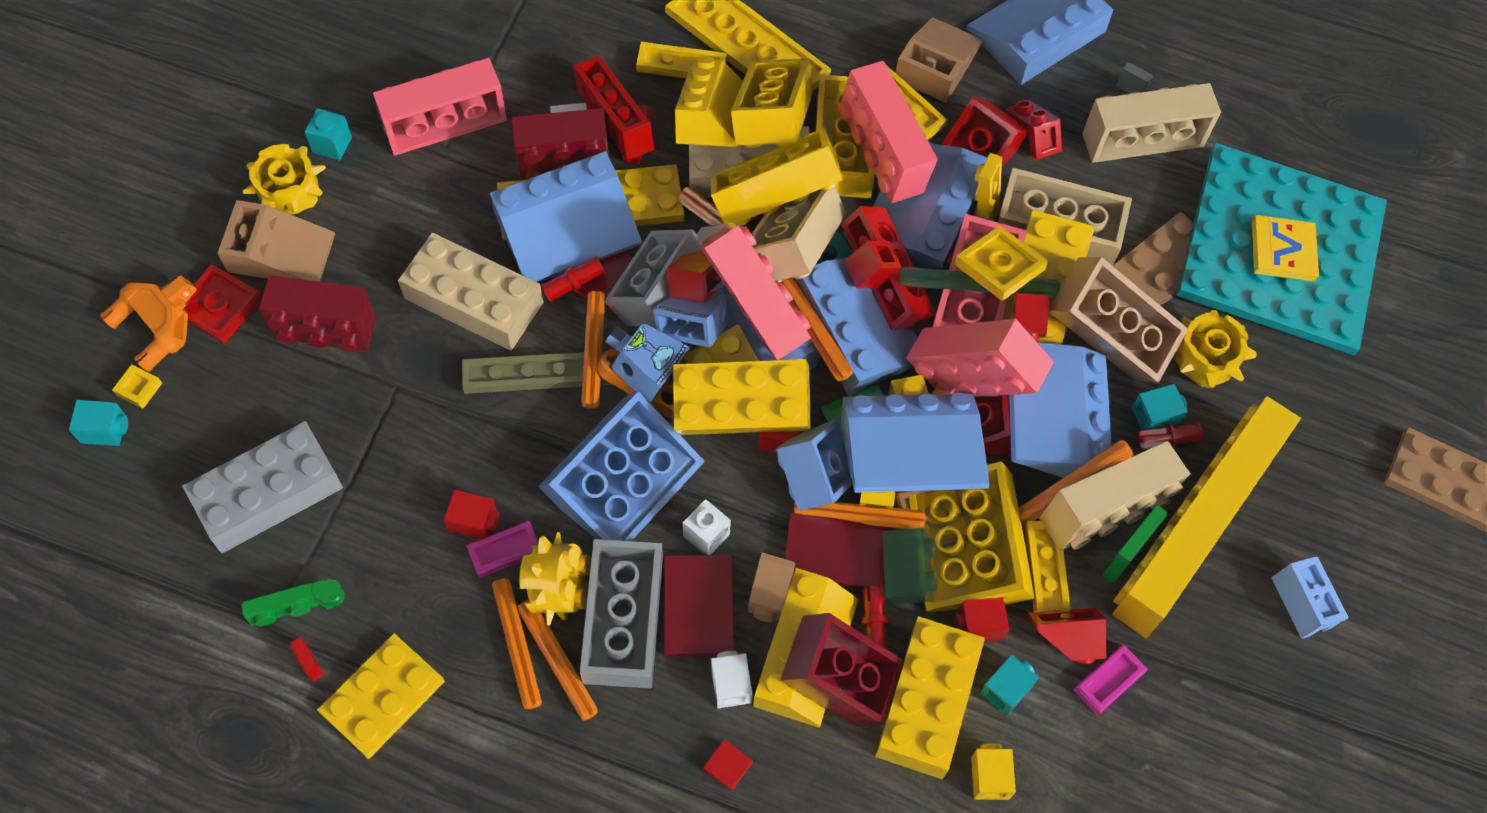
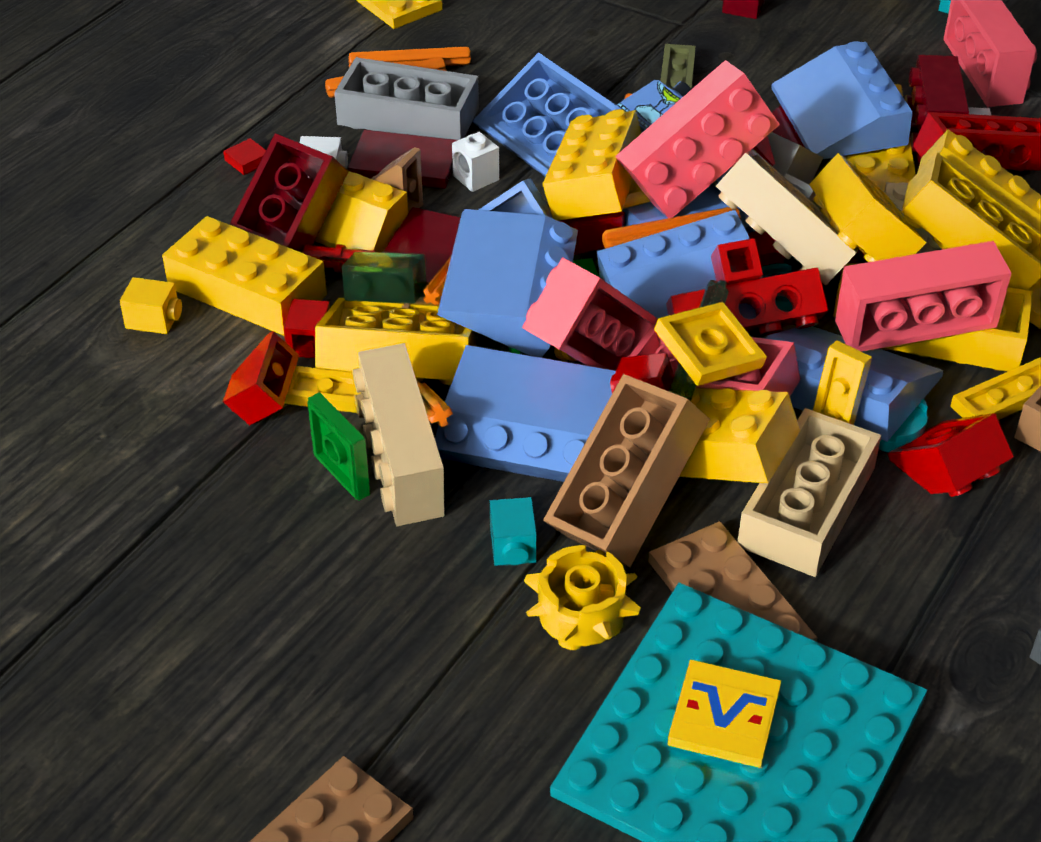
camera: 105 degrees right, 20 degrees down
(471, 291) = (774, 47): tan brick -> none
(471, 515) = (535, 36): red brick -> none
(502, 549) = (499, 61): dark pink tile -> none
(555, 578) = (456, 42): yellow brick -> none
(573, 278) = (778, 109): red pin -> none
(1009, 684) = (230, 333): teal brick -> none
(1042, 126) = (958, 500): red bracket -> none
(1110, 679) = (205, 422): dark pink tile -> none
(1151, 122) = (964, 615): tan brick -> none
(1173, 434) = (475, 538): red axle -> none
(1203, 516) = (357, 525): yellow brick -> none
(1309, 597) = (215, 604): light blue hinge -> none

